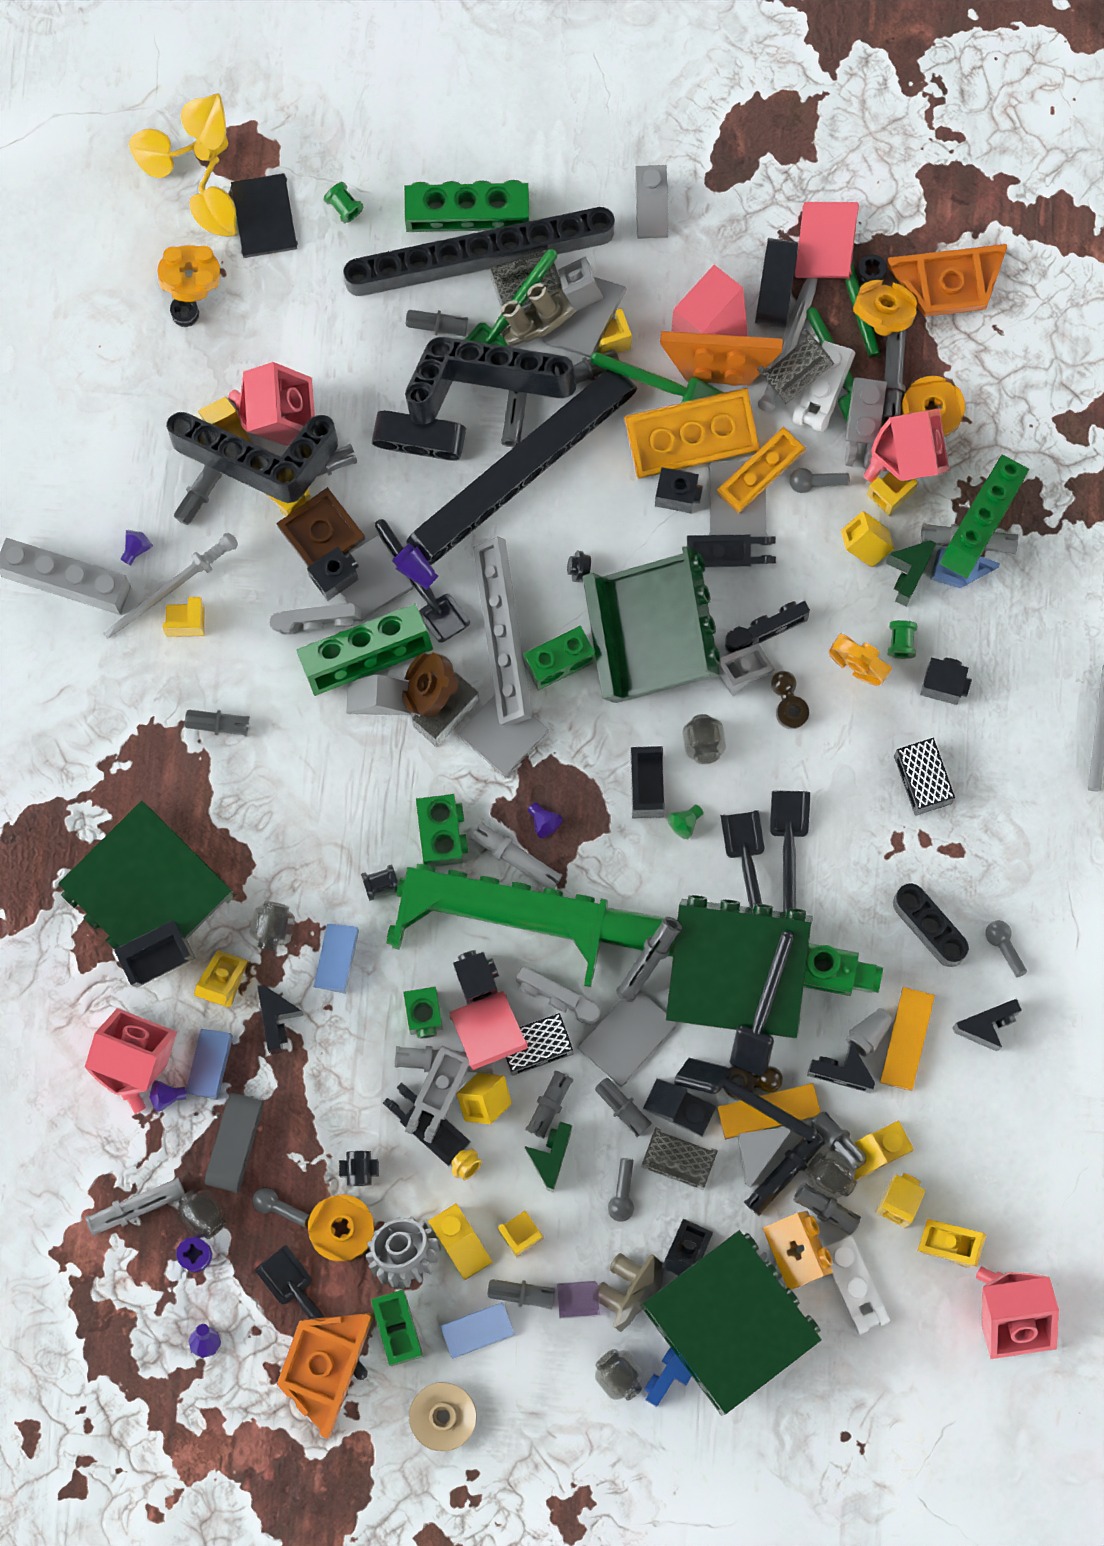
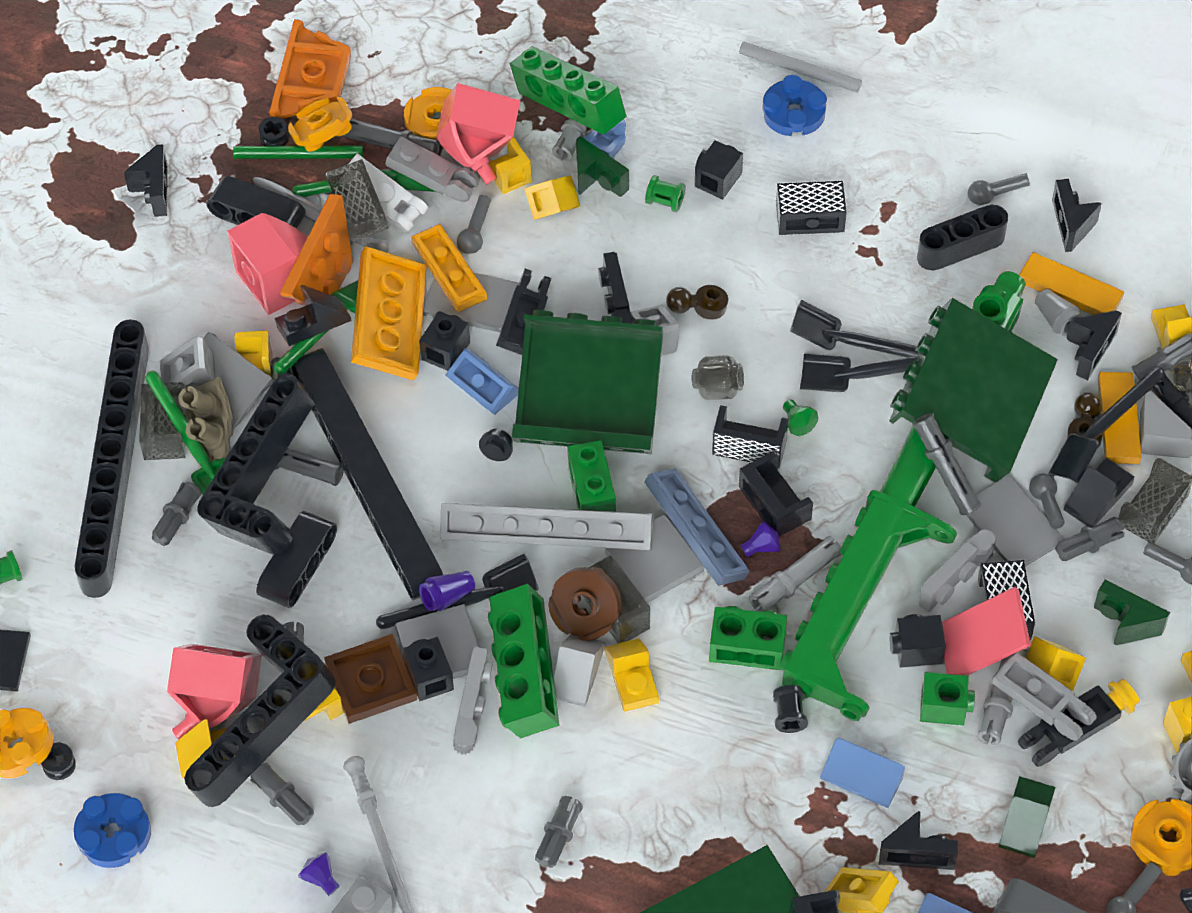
camera: 75 degrees left, 20 degrees down
(132, 356) = (106, 810): none -> blue plate
(185, 618) = (425, 838): yellow panel -> none
(272, 925) = (811, 826): clear smoke head -> none
(332, 1104) = (1026, 817): none -> slope
(358, 1168) = (1107, 799): black gear -> none
(385, 742) = (632, 674): none -> yellow slope
(453, 217) = (47, 501): green brick -> none
(543, 759) = (696, 526): none -> sand blue tile
(549, 1104) = (1072, 606): dark grey pin -> none
(593, 819) = (772, 495): none -> black panel
(650, 535) = (482, 381): none -> medium blue slope
(651, 201) = (123, 291): light grey slope -> none
(654, 368) = (318, 316): none -> black slope
(672, 1057) = (1044, 488): none -> dark grey bar
(751, 1046) = (1054, 402): black piece -> none
(788, 182) = (151, 177): none -> black slope
(826, 240) = (224, 153): coral piece -> none
(861, 659) = (680, 223): light orange plate -> none
(1046, 715) = (799, 92): none -> blue plate

